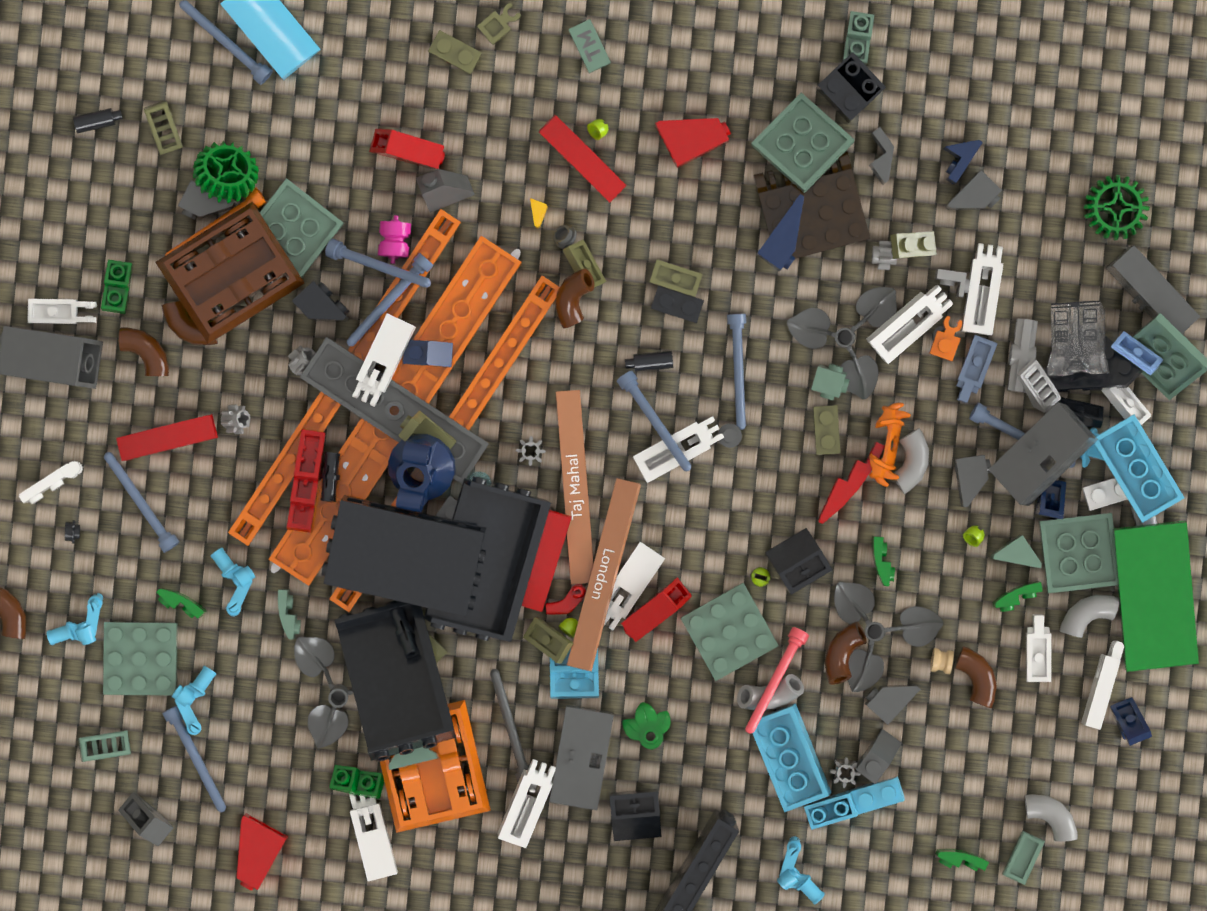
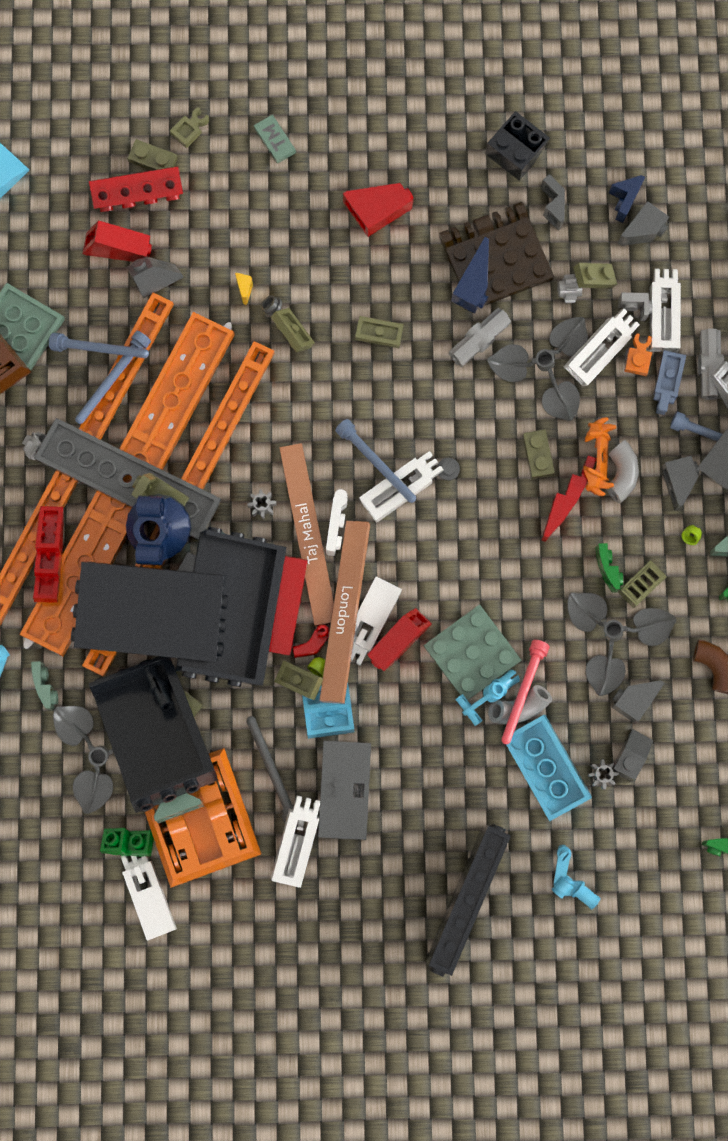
camera: 10 degrees left, 10 degrees down
(257, 851) = (34, 924): red slope -> none
(319, 306) = (47, 391): black slope -> none
(330, 477) = (71, 547): black pin -> none
(387, 351) = (115, 420): white hinge -> none
(394, 234) = (112, 325): dark pink wheel -> none
(428, 353) = (154, 422): slope -> none
(434, 88) = (136, 187): none -> red brick
(569, 297) = (282, 354): reddish brown cylinder -> none
(582, 158) = (279, 234): red slope -> none
(597, 129) = (289, 205): lime hinge -> none
(607, 477) = (336, 520): none -> white hinge
(635, 814) = (404, 841): black slope -> none
(647, 722) = (405, 749): green plate -> none
(650, 361) = (365, 409): black cylinder -> none
(677, 304) = (383, 356): black plate -> none
(736, 323) = (441, 365): sand blue piece -> none
(742, 678) = (491, 693): none -> medium azure pin
(761, 571) = (494, 602): lime hinge -> none
(781, 297) = (479, 337): none -> light grey piece
(798, 561) = (530, 577): black slope -> none
(802, 142) = (480, 197): sand green plate -> none
(830, 381) = (536, 407): sand green brick -> none
(840, 651) = (581, 659): reddish brown cylinder -> none
(854, 802) = (616, 803): medium azure slope -> none
(859, 35) = (518, 99): sand green slope -> none
(894, 586) = (630, 598): none -> olive slope
(941, 661) = (680, 655): tan wheel -> none

